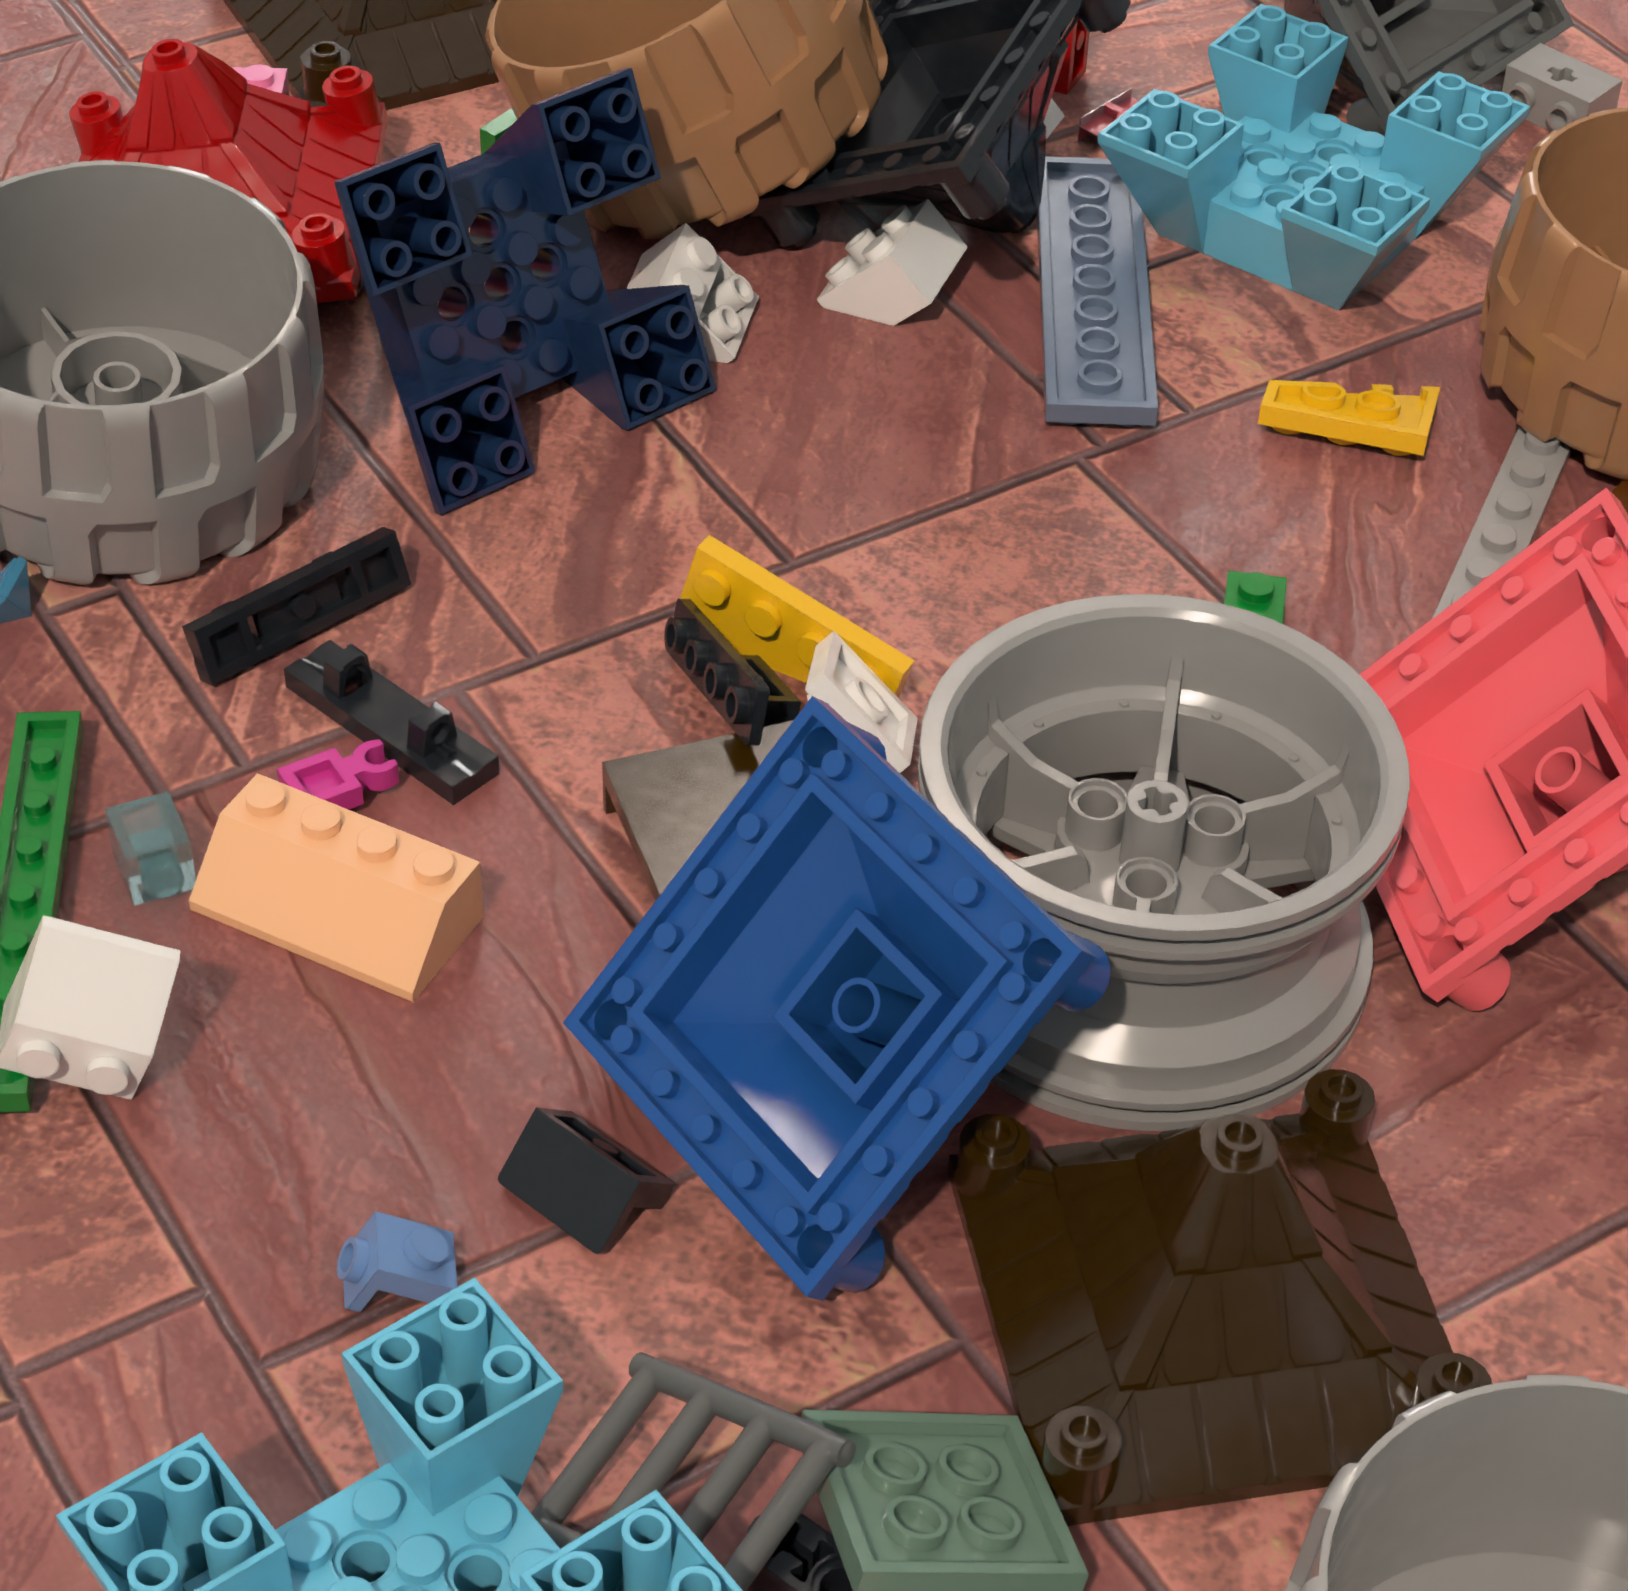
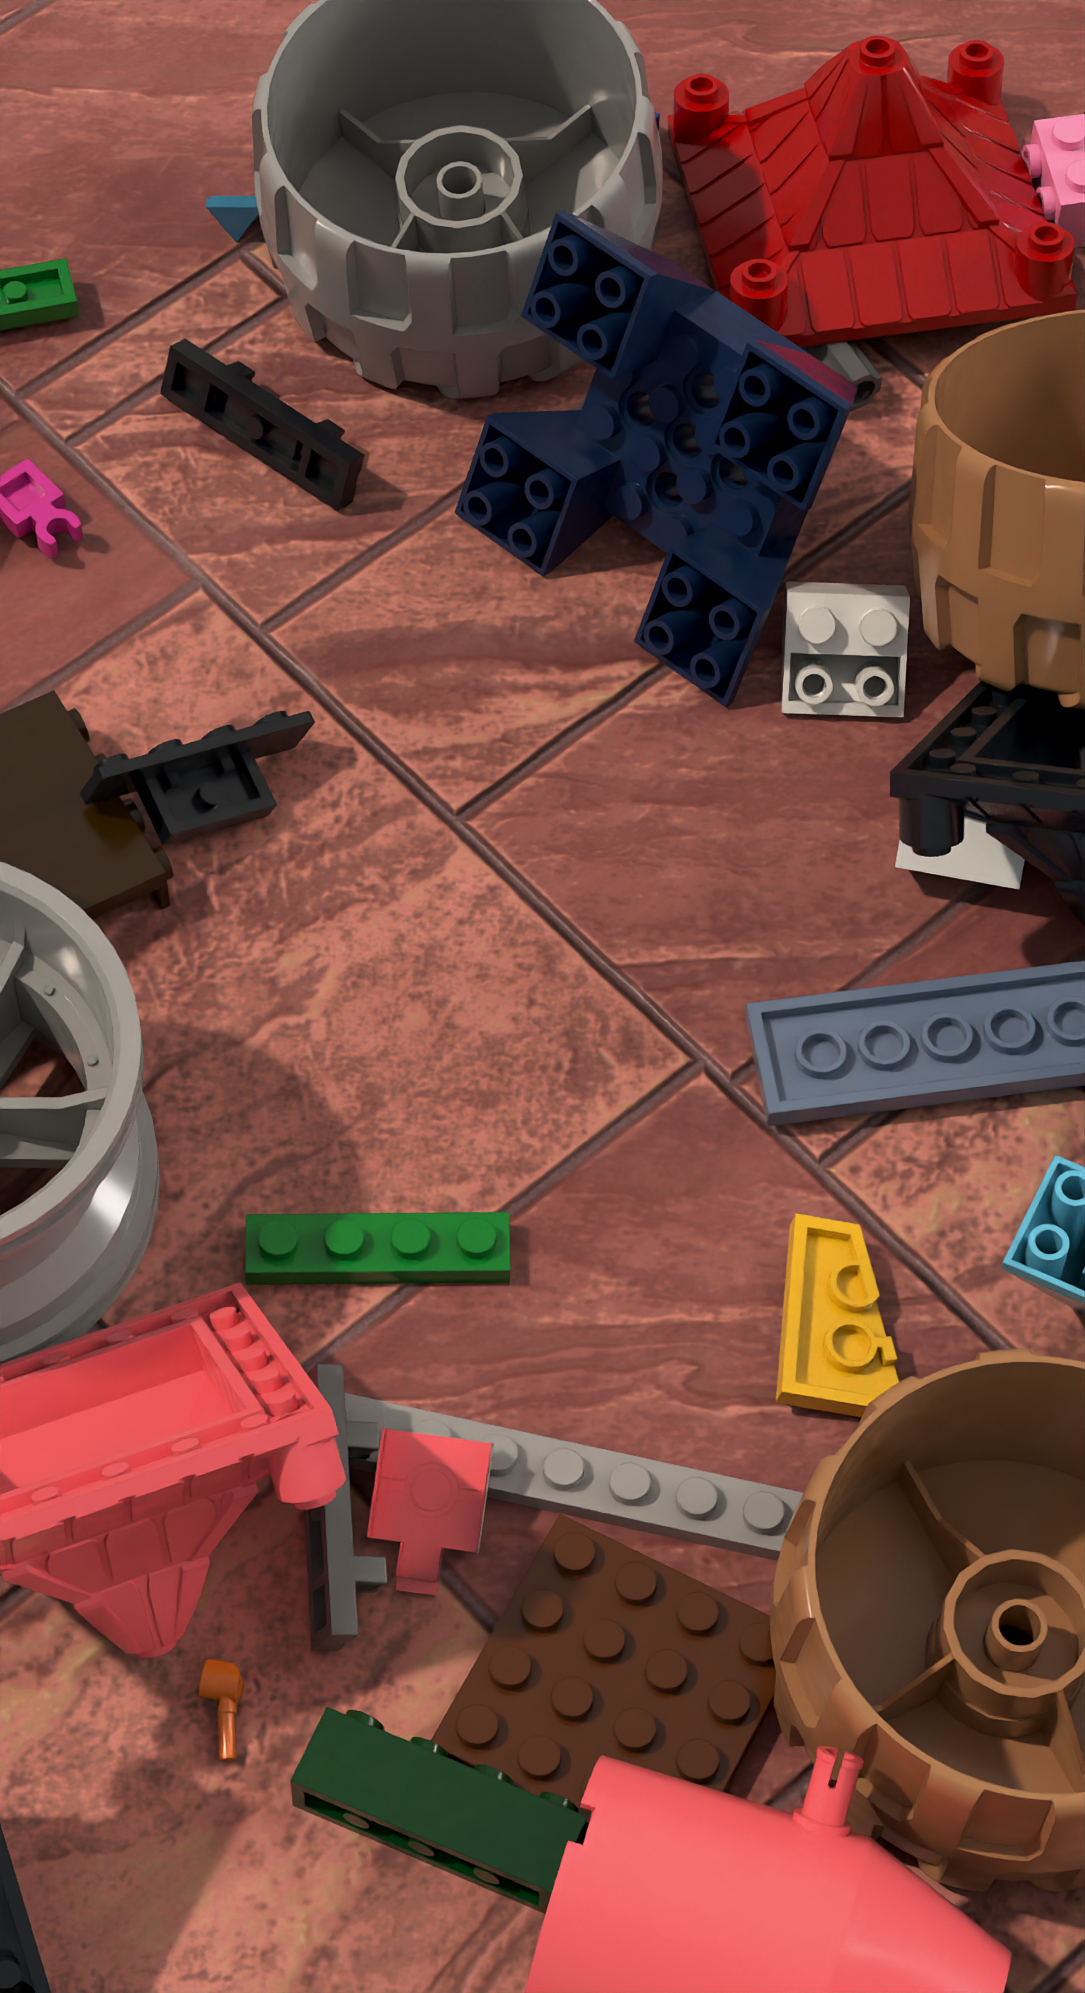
camera: 80 degrees right, 15 degrees up
(374, 708) = (133, 535): black hinge -> none
(776, 619) = (317, 736): yellow wing -> none
(862, 698) = (166, 882): white plate -> none

